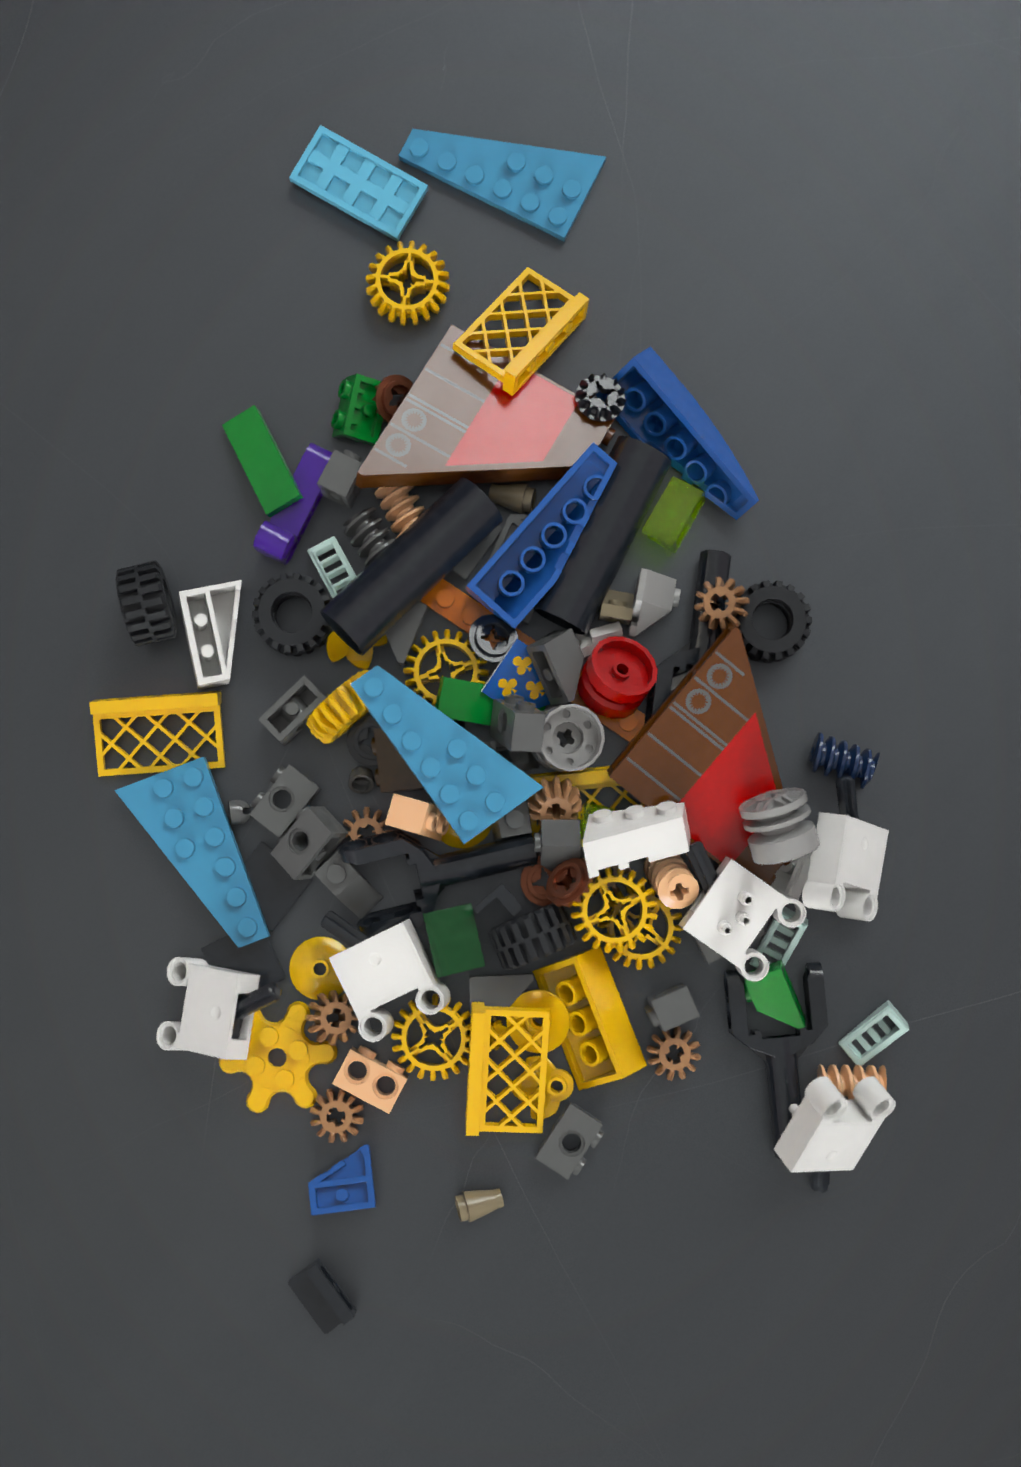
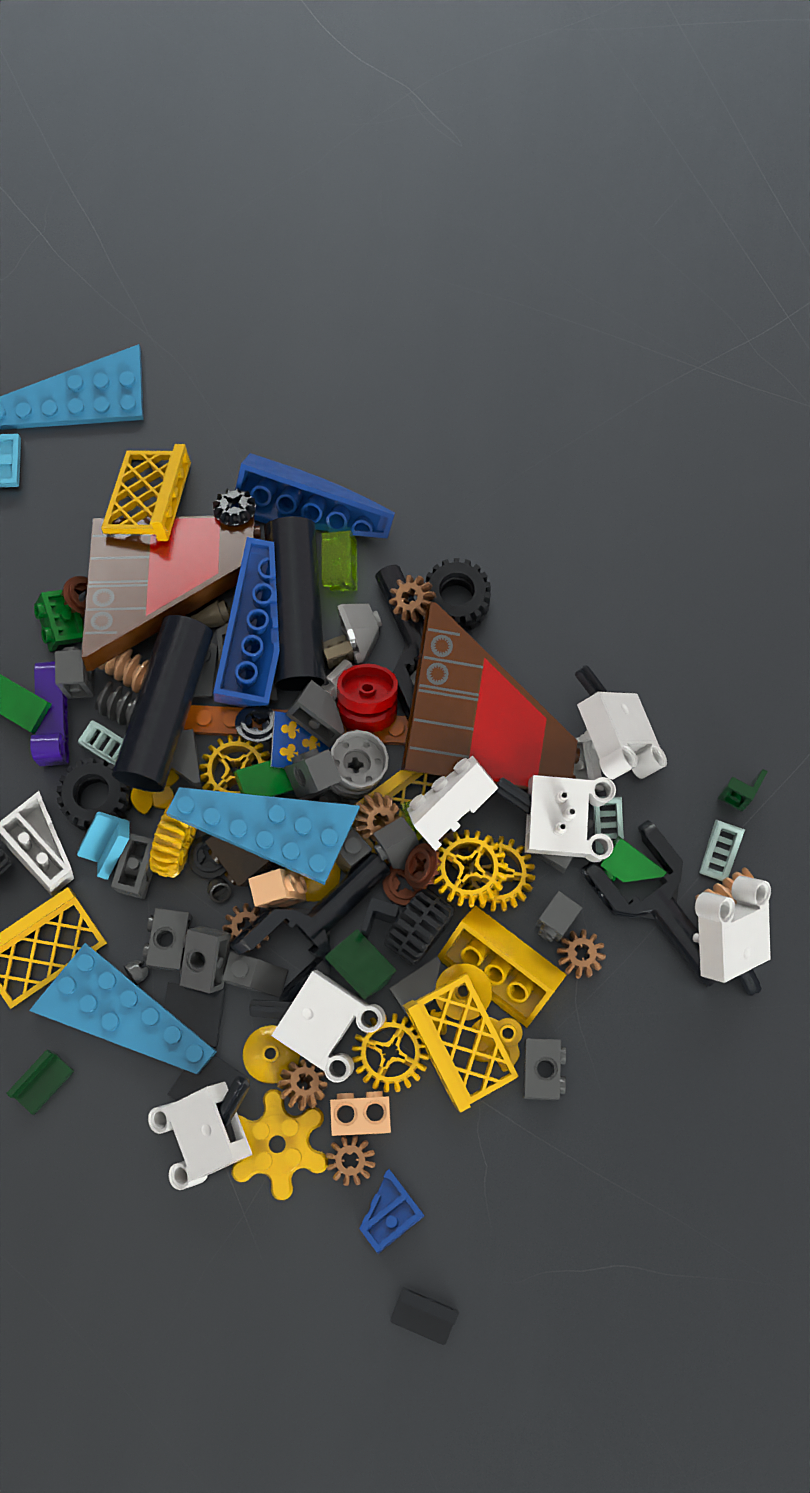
camera: 25 degrees left, 10 degrees down
(89, 865) = (40, 1081): none -> dark green panel
(278, 670) = (105, 842): none -> medium azure panel
(419, 285) = (22, 516): yellow gear -> none
(477, 1203) = (500, 1165): dark tan cone -> none
(672, 881) = (498, 821): light nougat piece -> none
(779, 826) = (556, 732): light grey wheel -> none
(842, 759) = (569, 663): dark blue piece -> none
(927, 996) = (739, 793): none -> dark green panel

